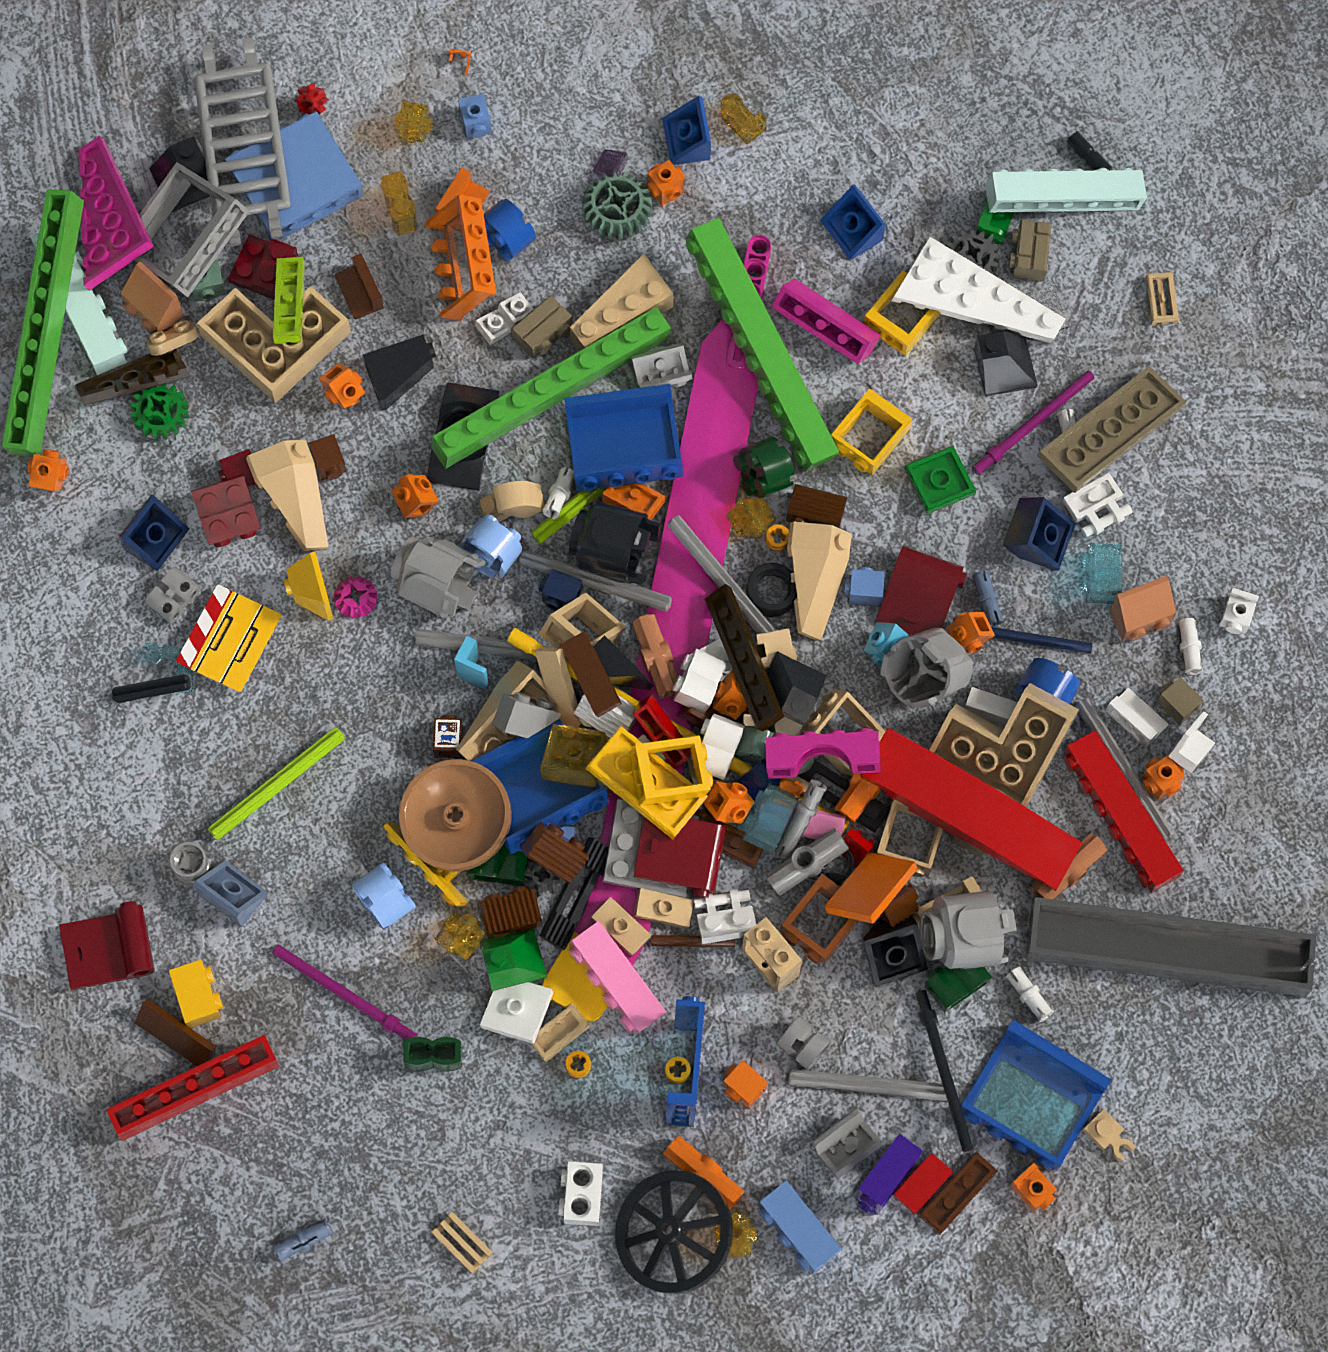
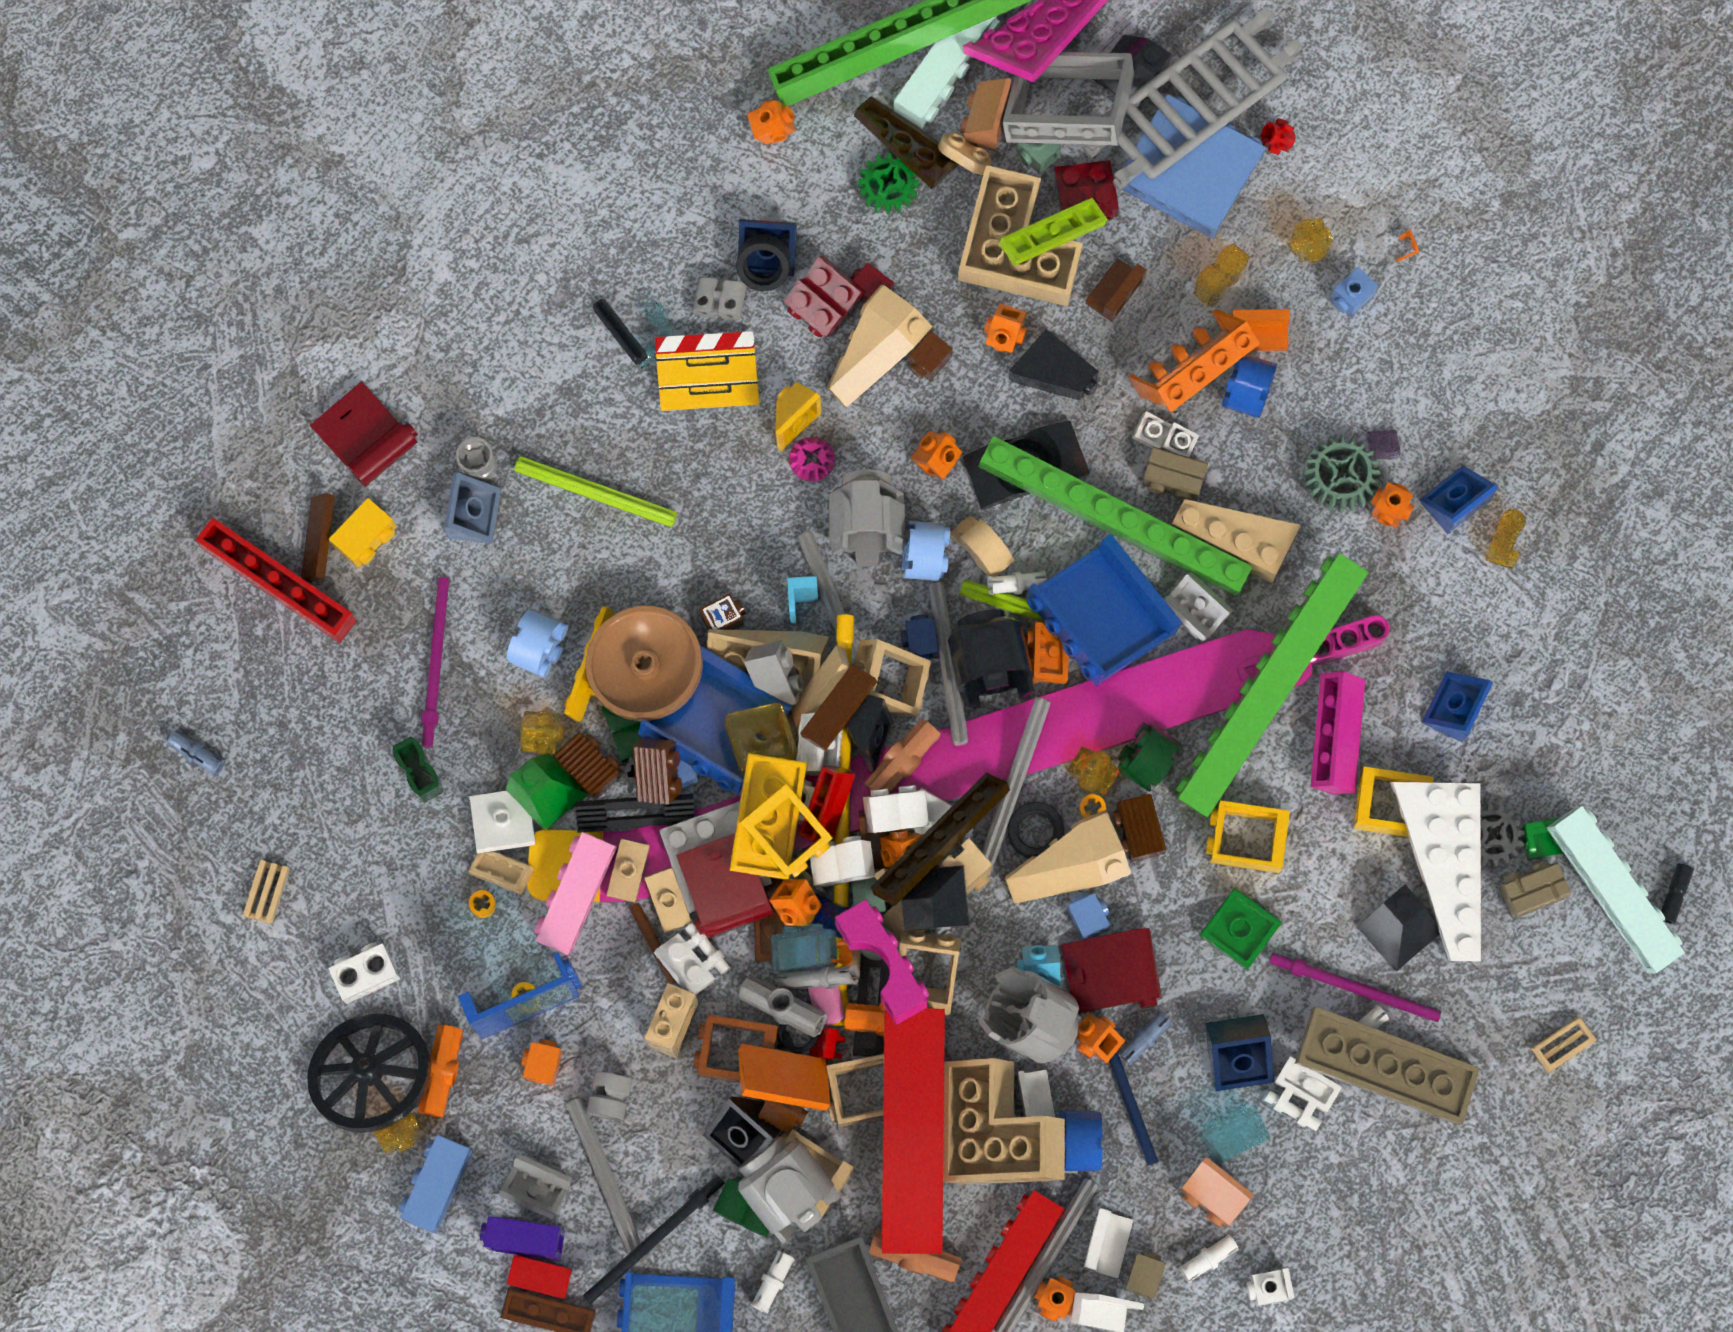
camera: 65 degrees right, 5 degrees up
(148, 536) = (760, 282): none -> black tyre

